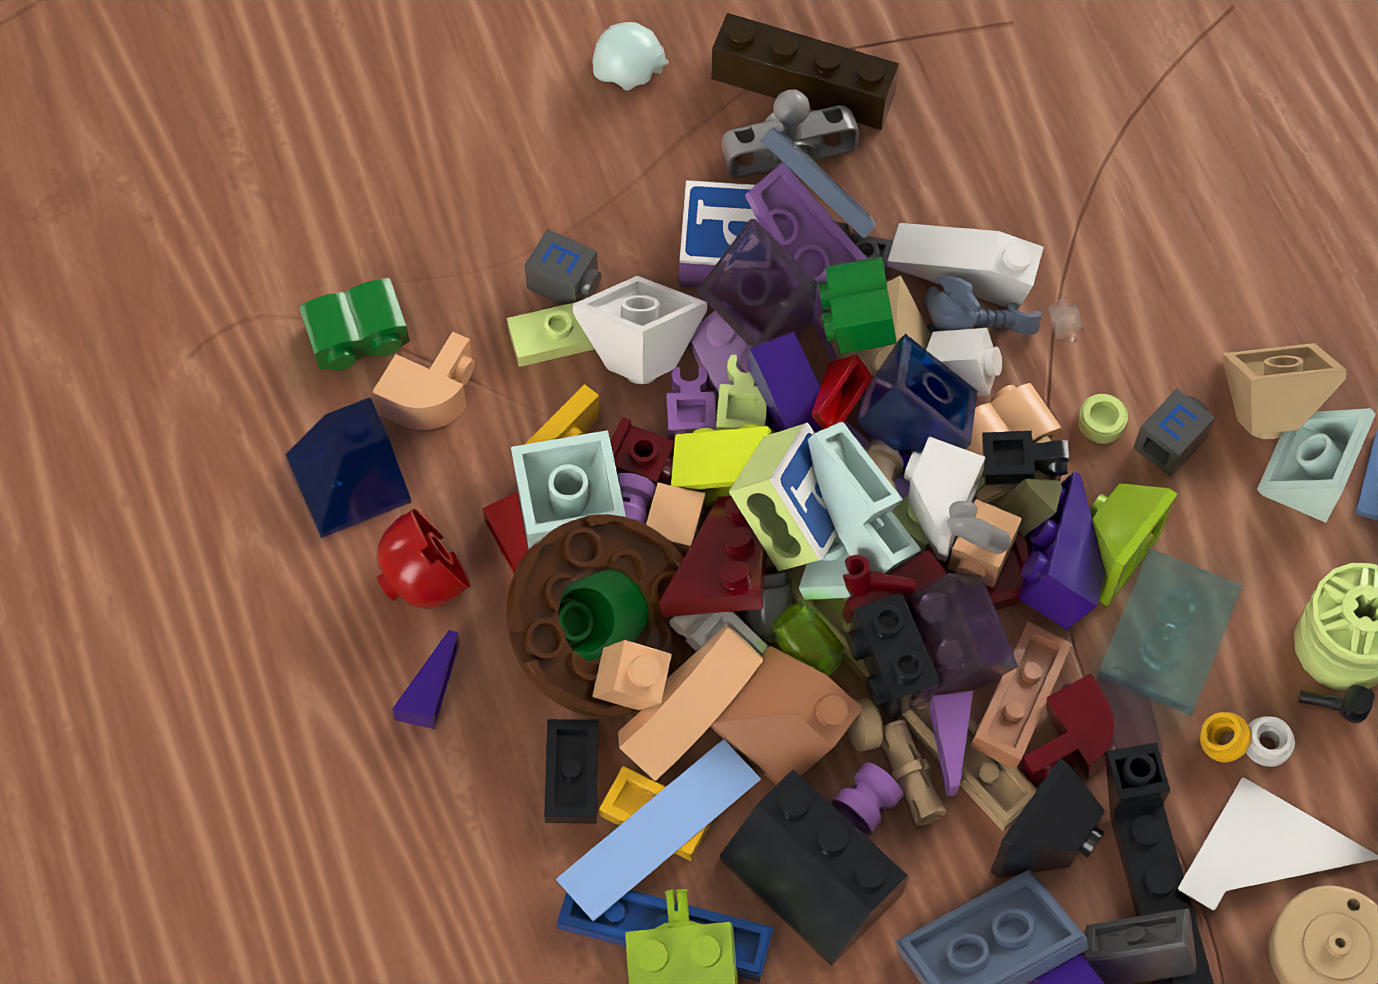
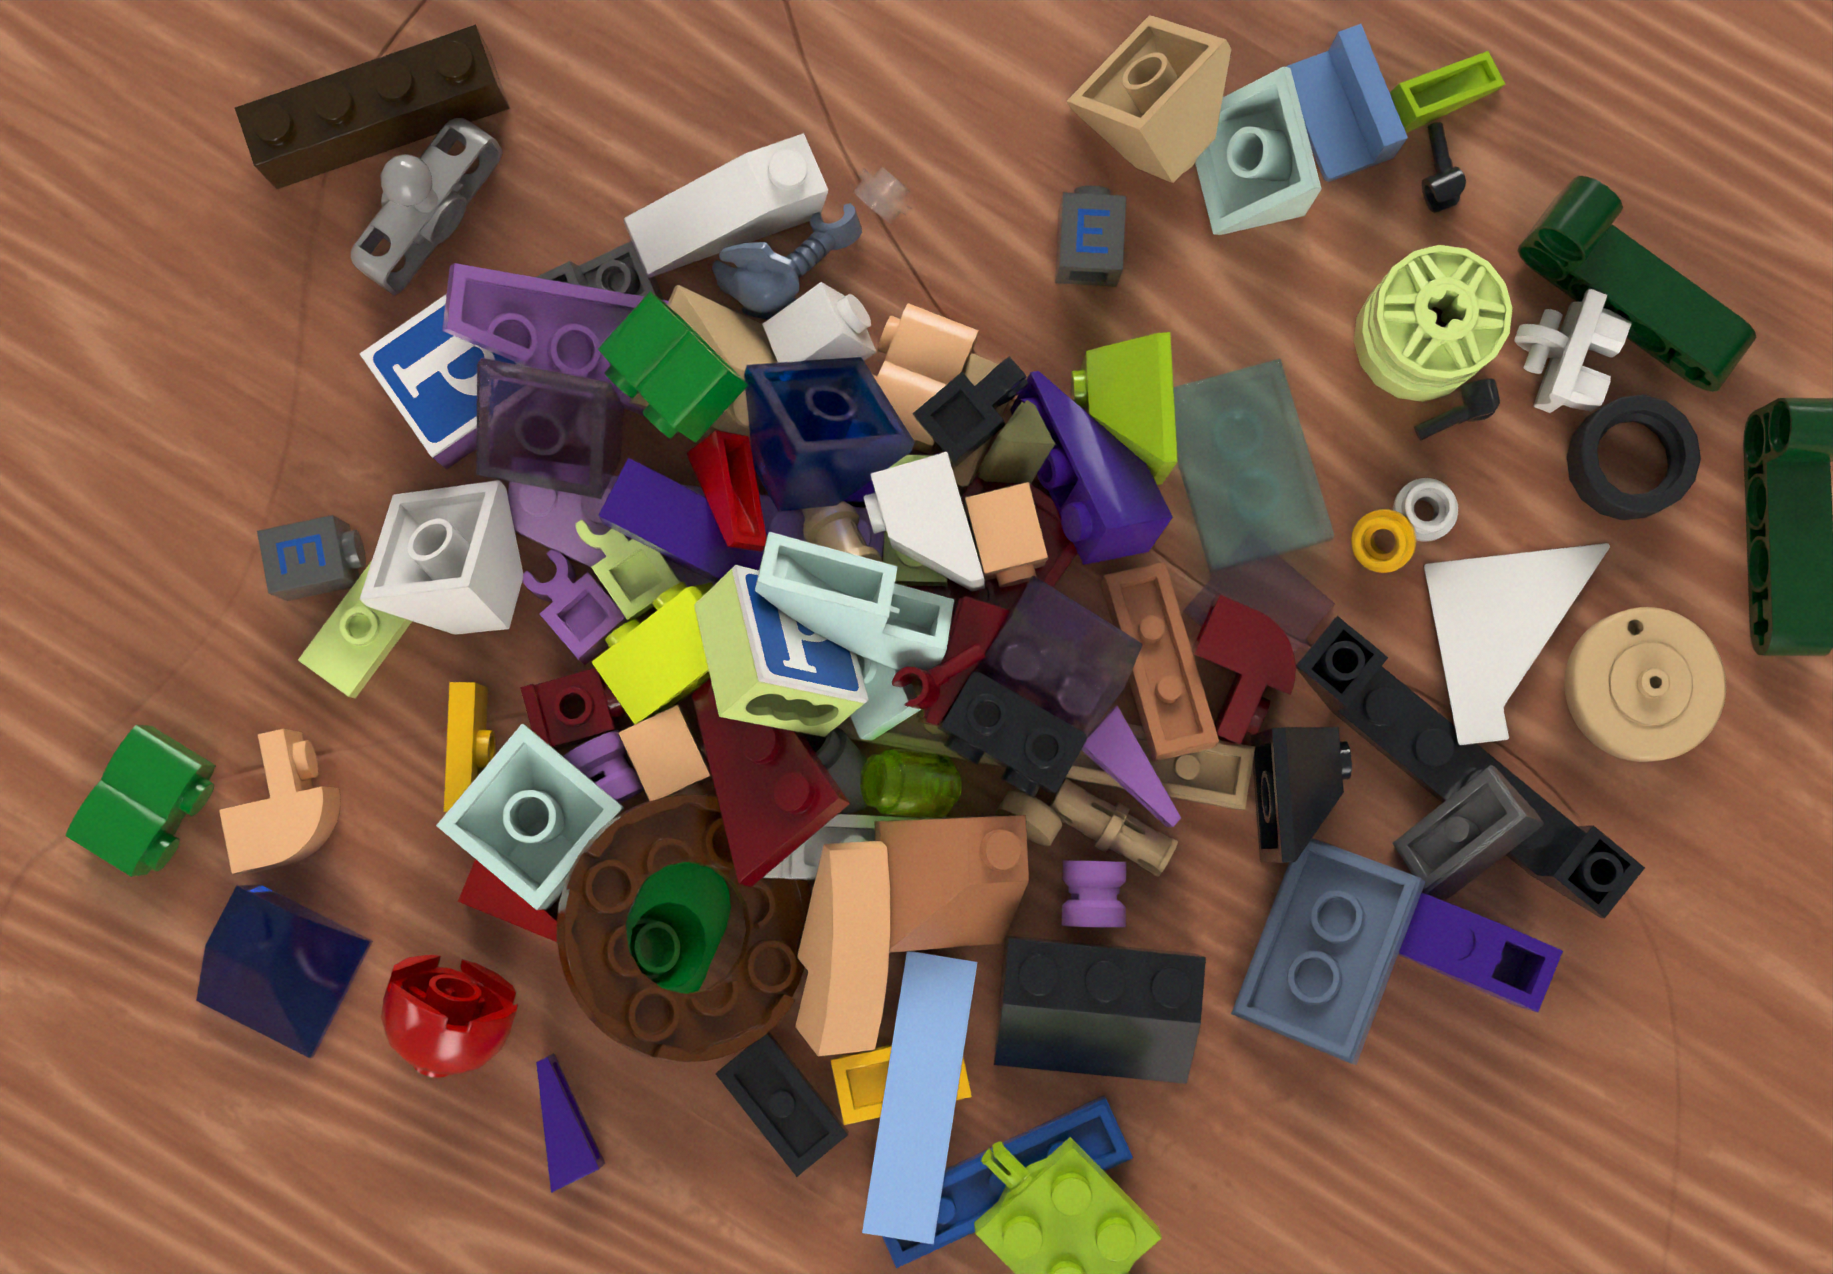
camera: 40 degrees left, 20 degrees up
(628, 55) = (164, 237): light aqua hair -> none
(632, 675) = (773, 978): light nougat brick -> none
(819, 181) = (504, 246): sand blue tile -> none
(976, 530) = (1011, 548): light grey arm -> none
(1102, 418) = (1002, 276): yellowish green tile -> none

